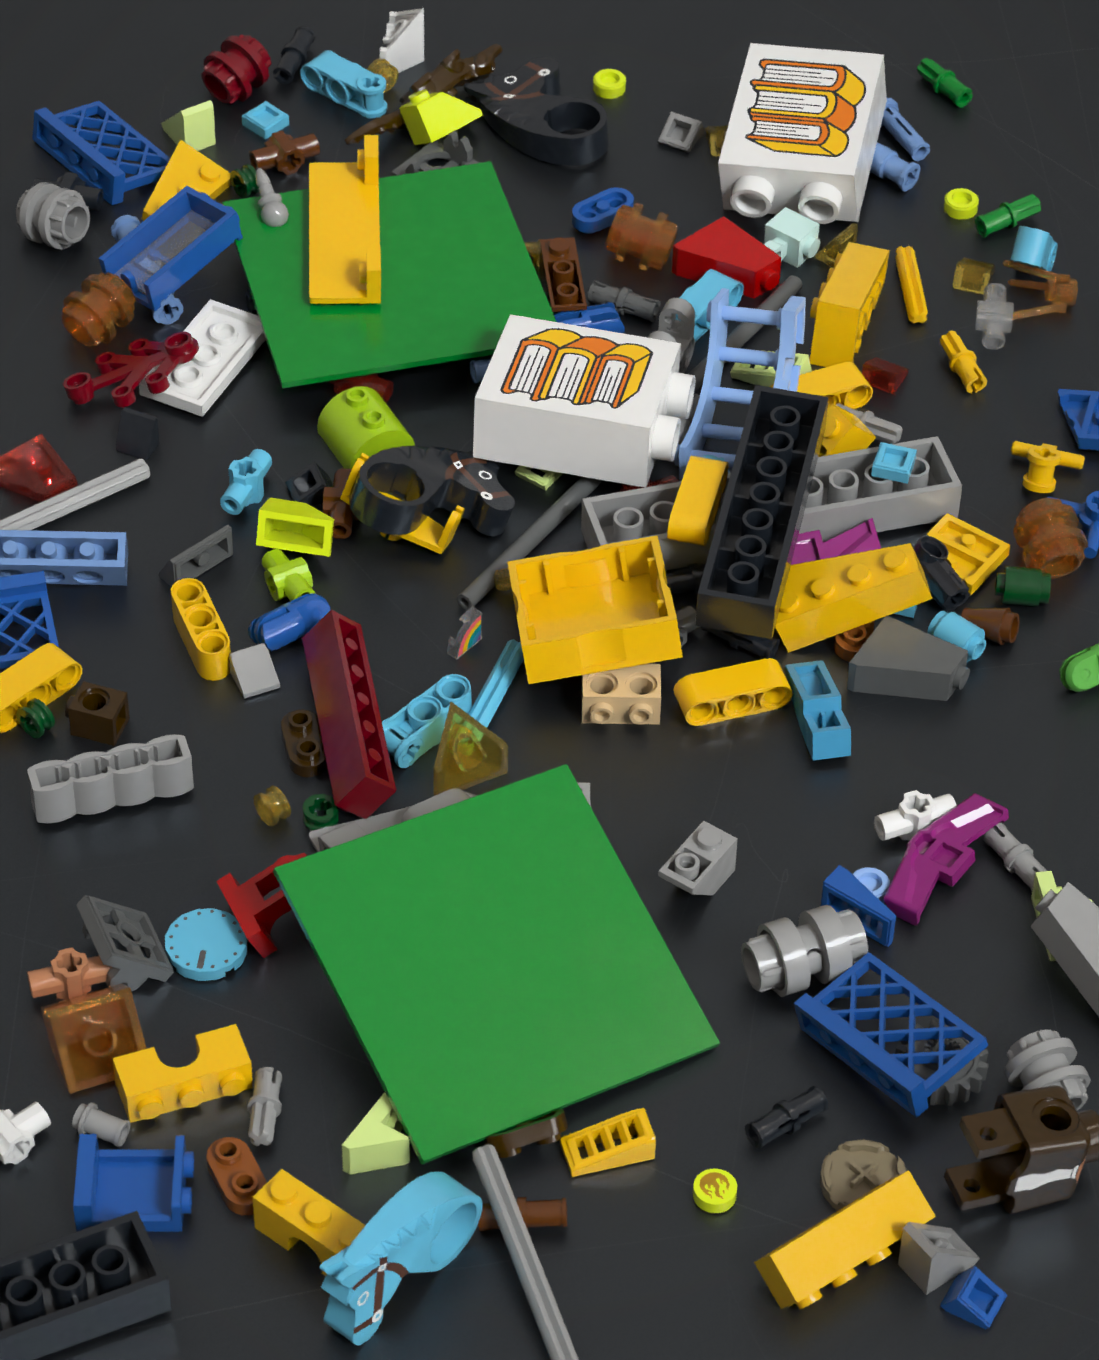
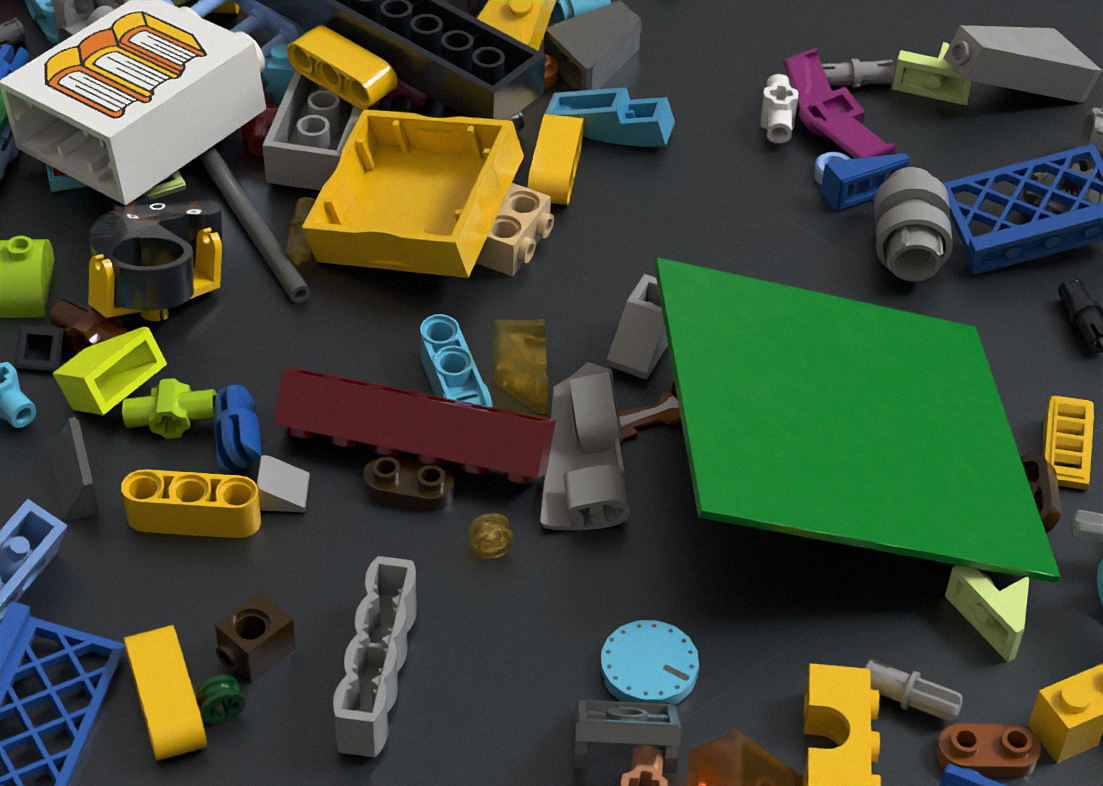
camera: 65 degrees left, 0 degrees up
(252, 910) = (639, 596): red tile -> none
(316, 803) = (518, 492): dark green bush -> none
(468, 635) = (349, 304): clear tile -> none
(497, 683) = (425, 305): medium azure axle -> none
(702, 861) = (764, 248): light grey slope -> none

